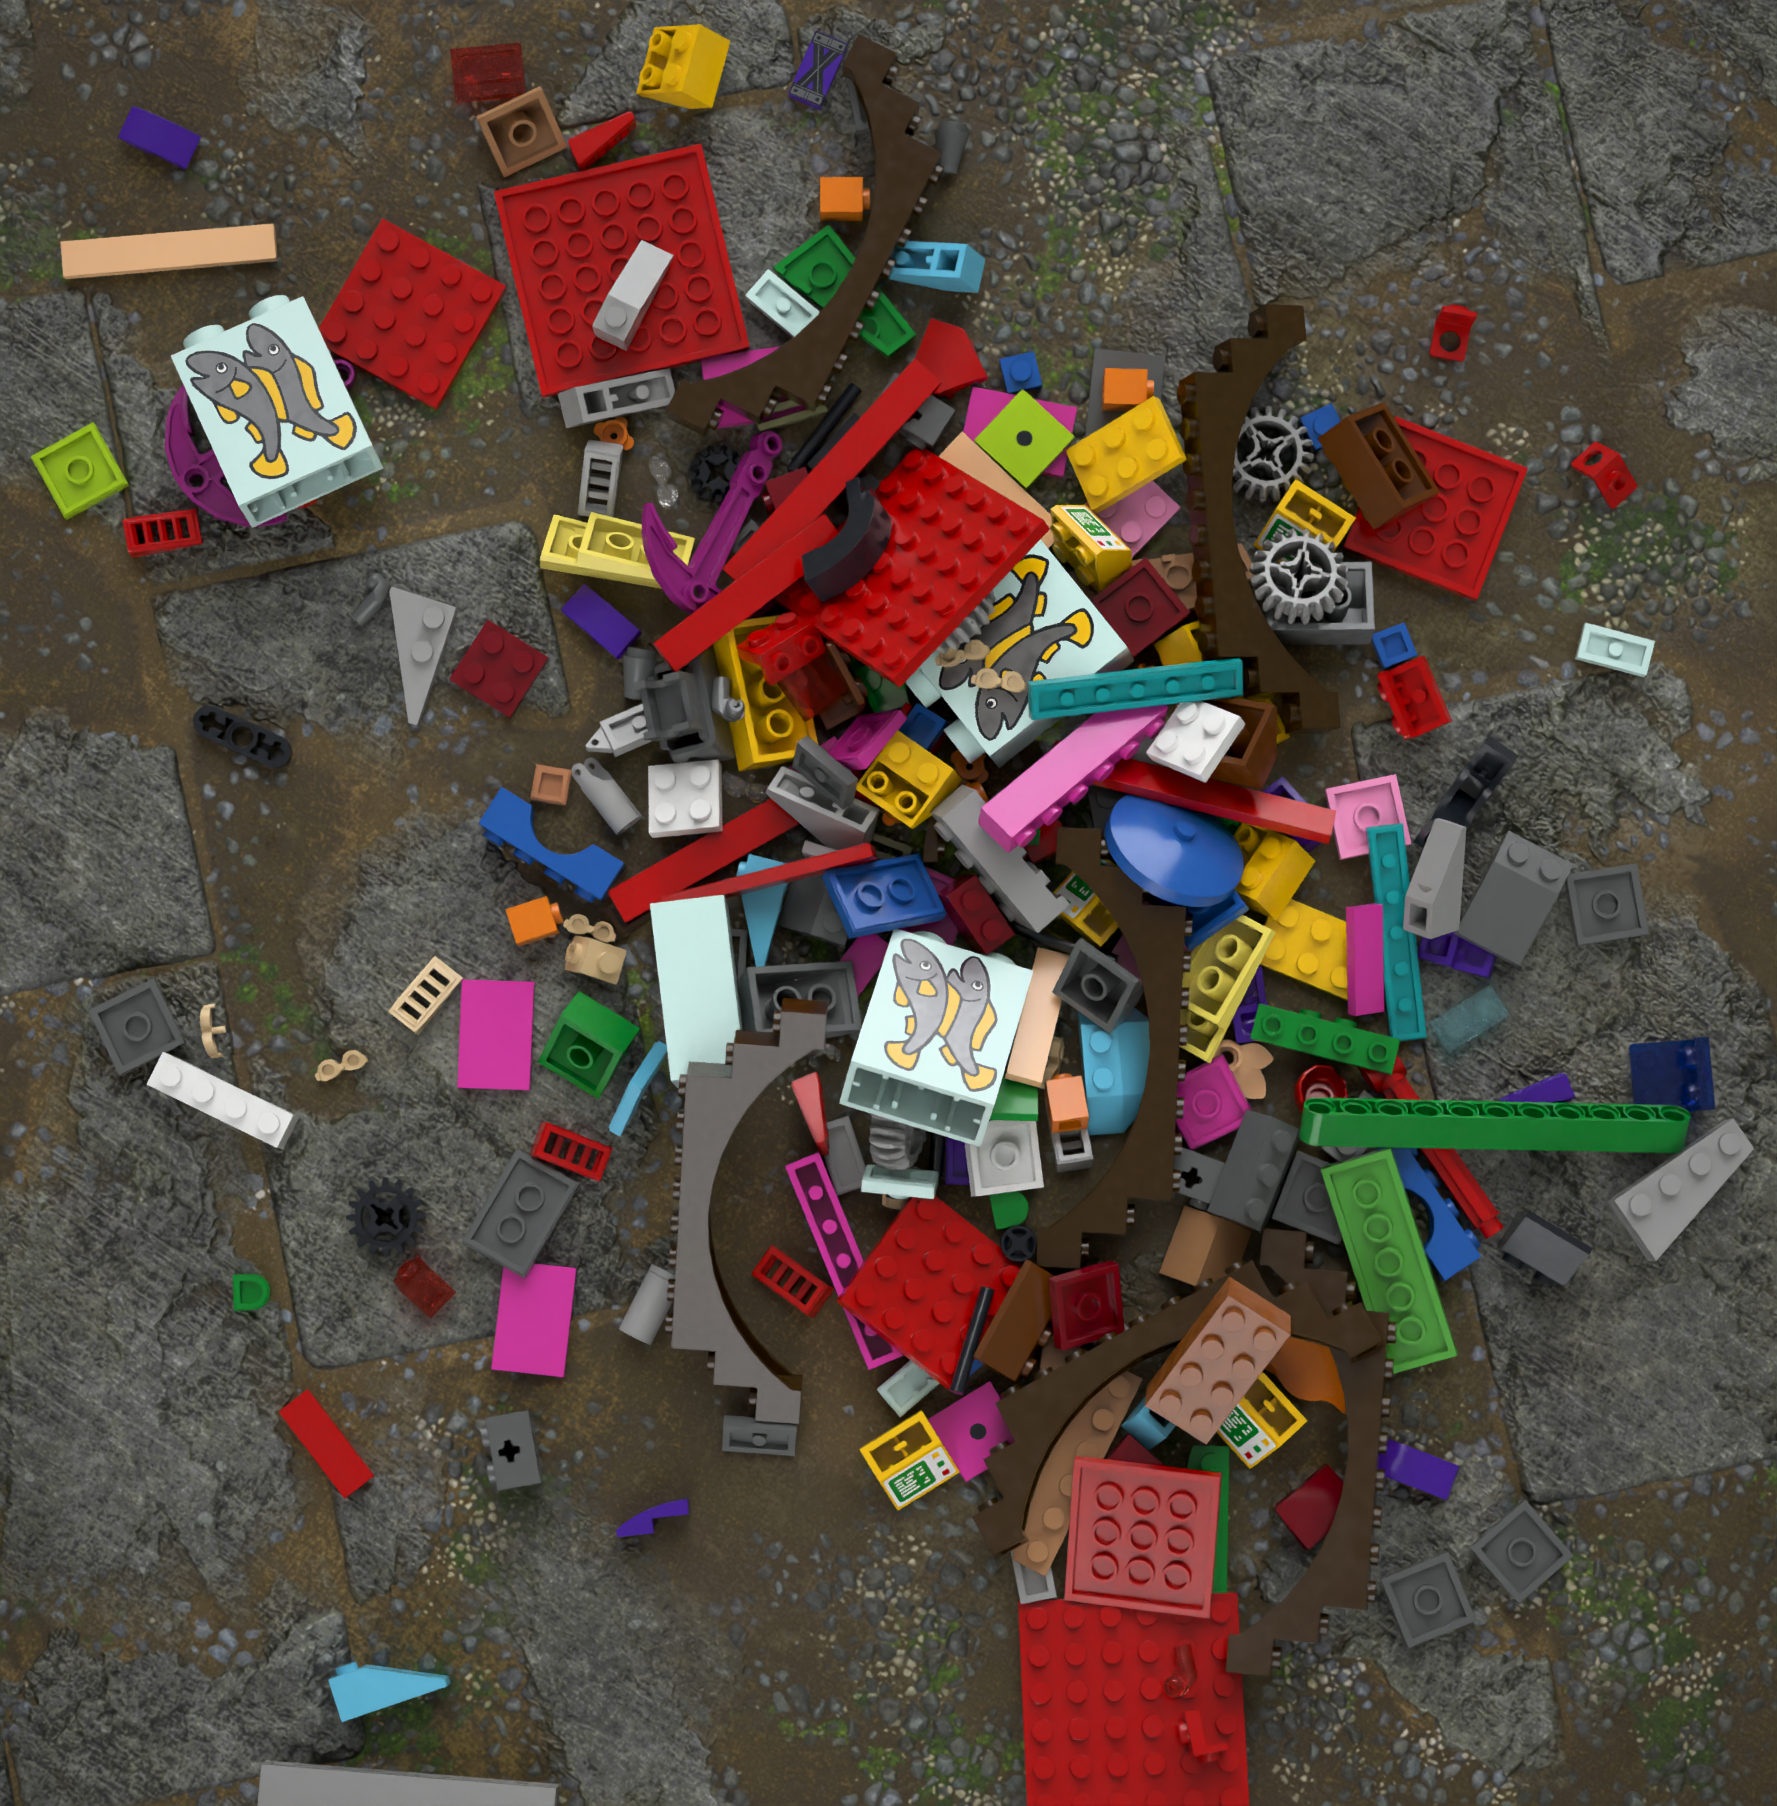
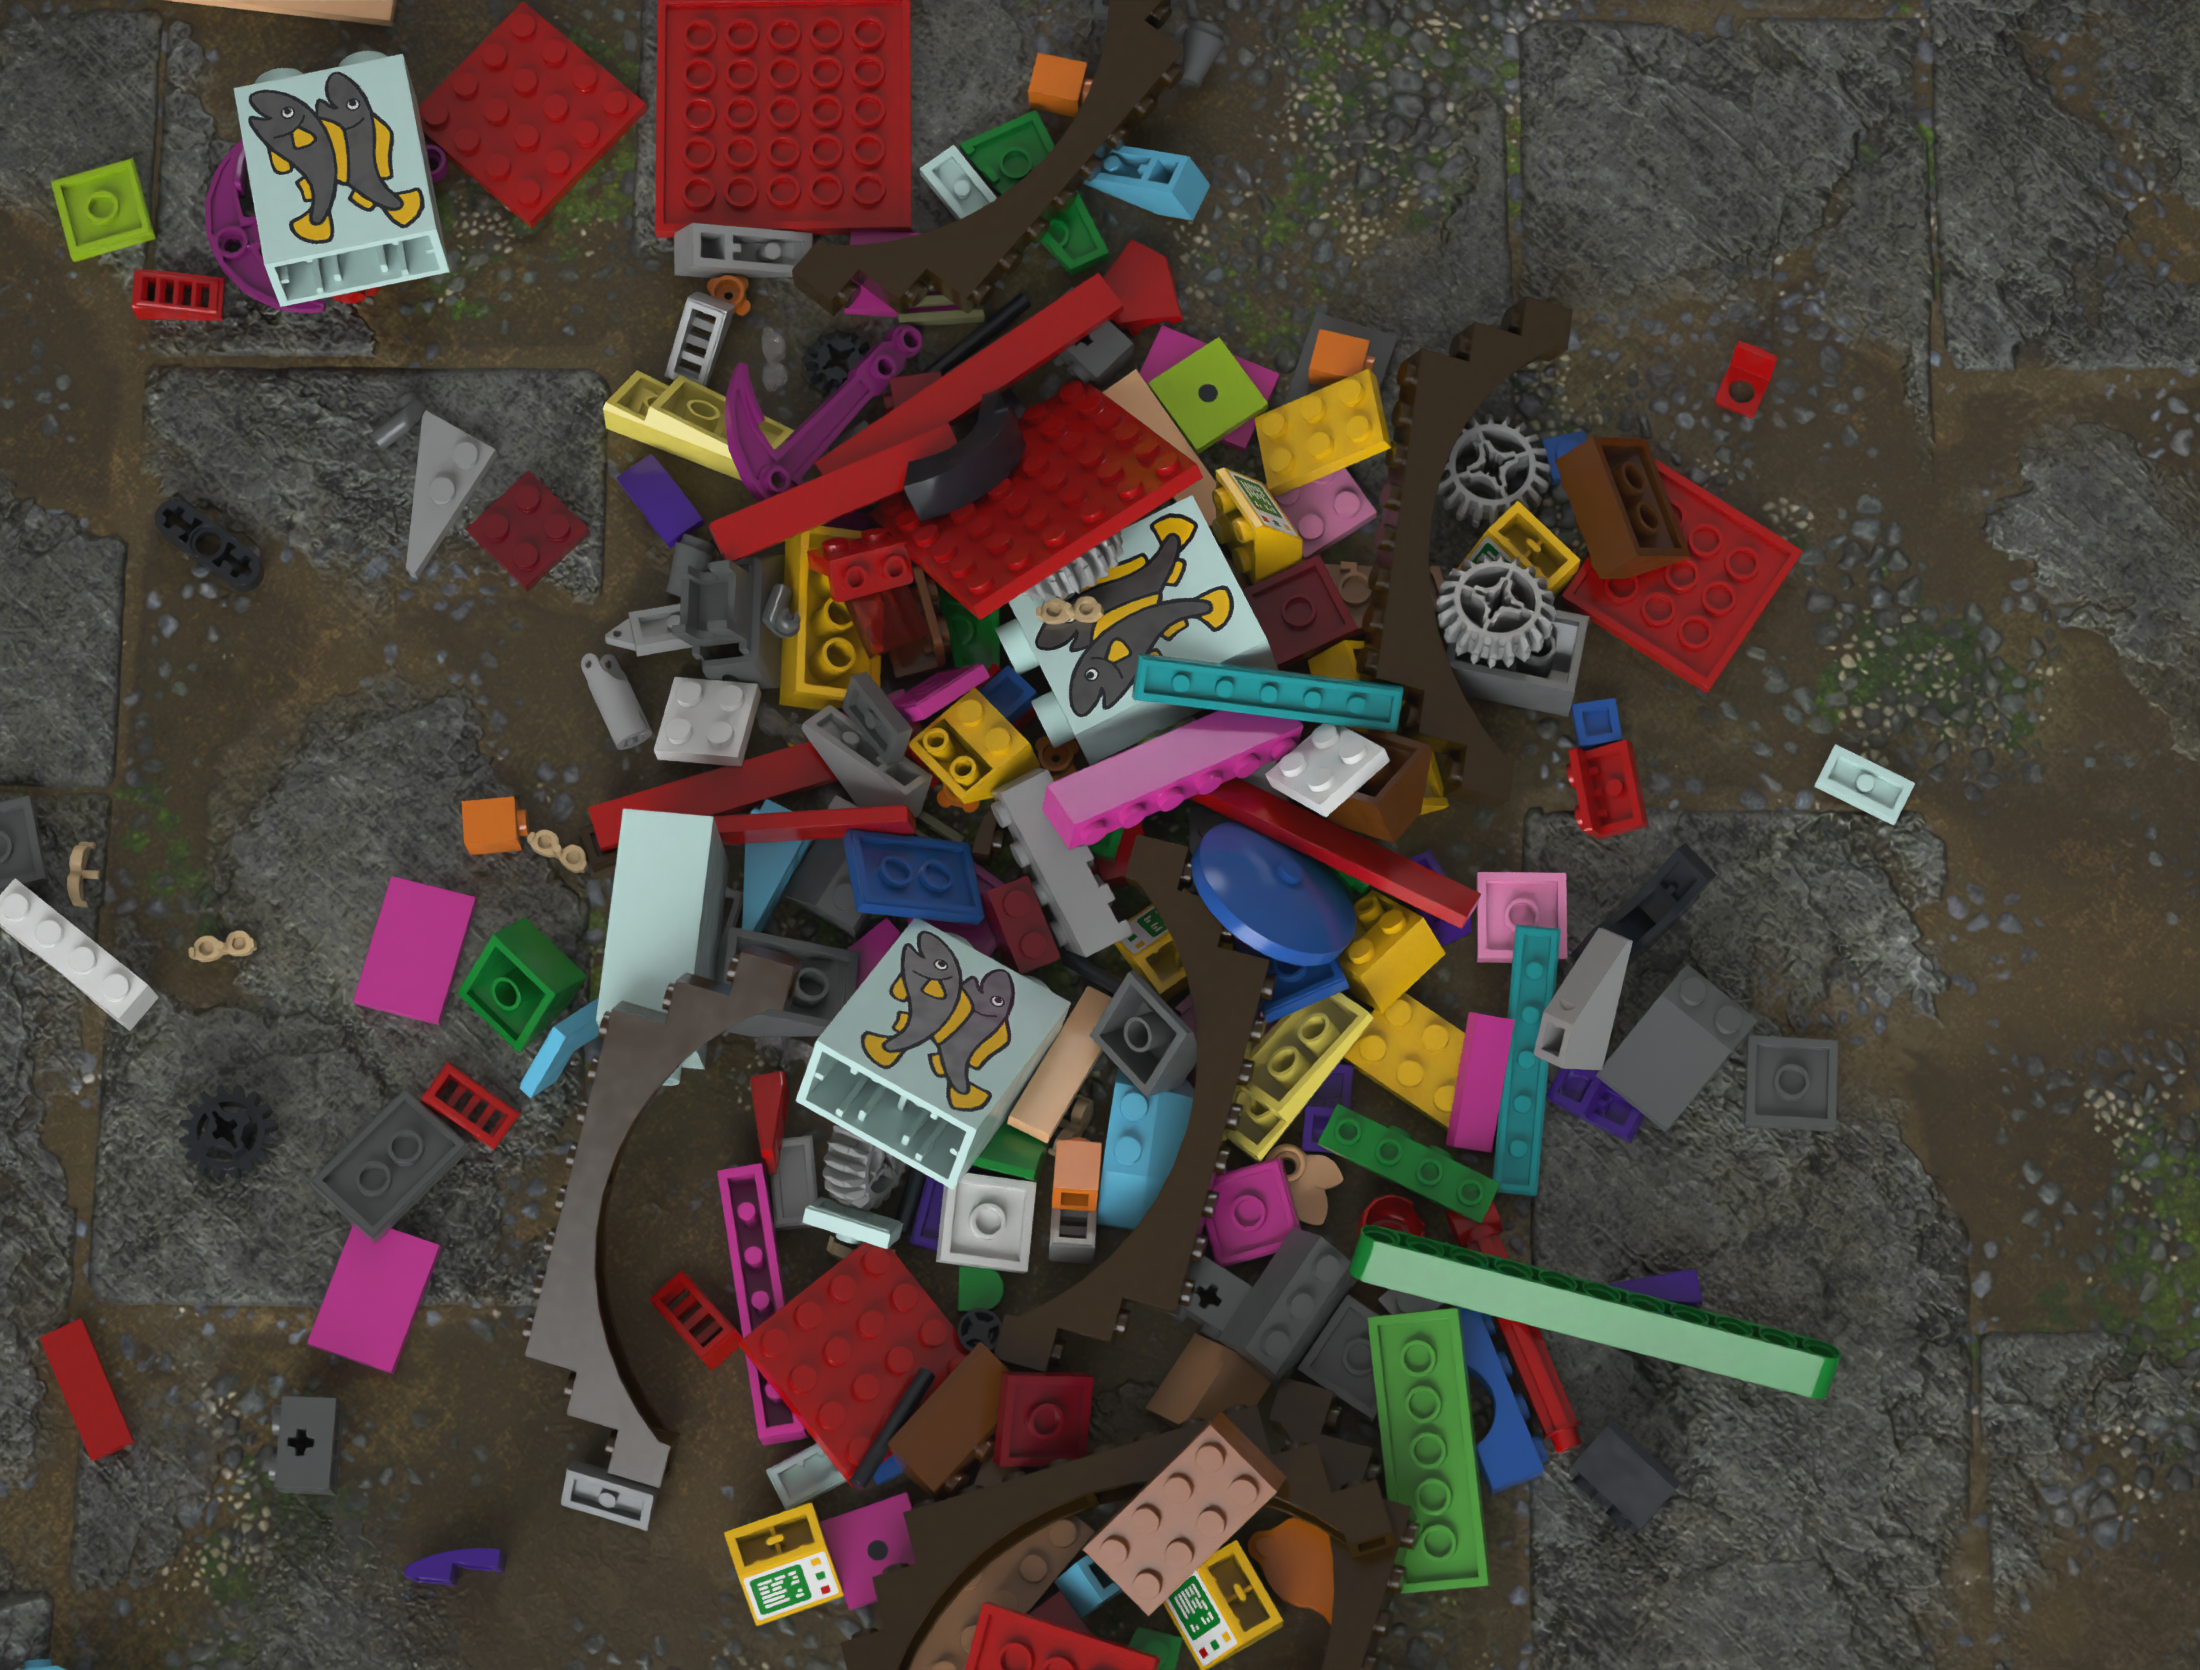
camera: 20 degrees right, 10 degrees down
(250, 1292) = (45, 1189): green tile -> none
(416, 986) = (341, 907): tan slope -> none
(423, 1286) = (251, 1226): clear red bracket -> none
(551, 785) = (554, 676): nougat tile -> none
(590, 870) = (572, 779): blue arch -> none
(595, 959) = (555, 886): tan bracket -> none
(631, 295) = (784, 140): light grey slope -> none
(648, 1306) = (506, 1317): light grey pin -> none
(989, 679) = (1095, 646): tan piece -> none
(1020, 373) = (1223, 320): blue plate -> none
(1469, 1019) = (1593, 1184): clear light blue plate -> none
(1608, 474) = (1899, 580): red bracket -> none
(1673, 1074) = (1831, 1303): clear blue bracket -> none
(1675, 1191) = (1802, 1445): light grey wedge -> none

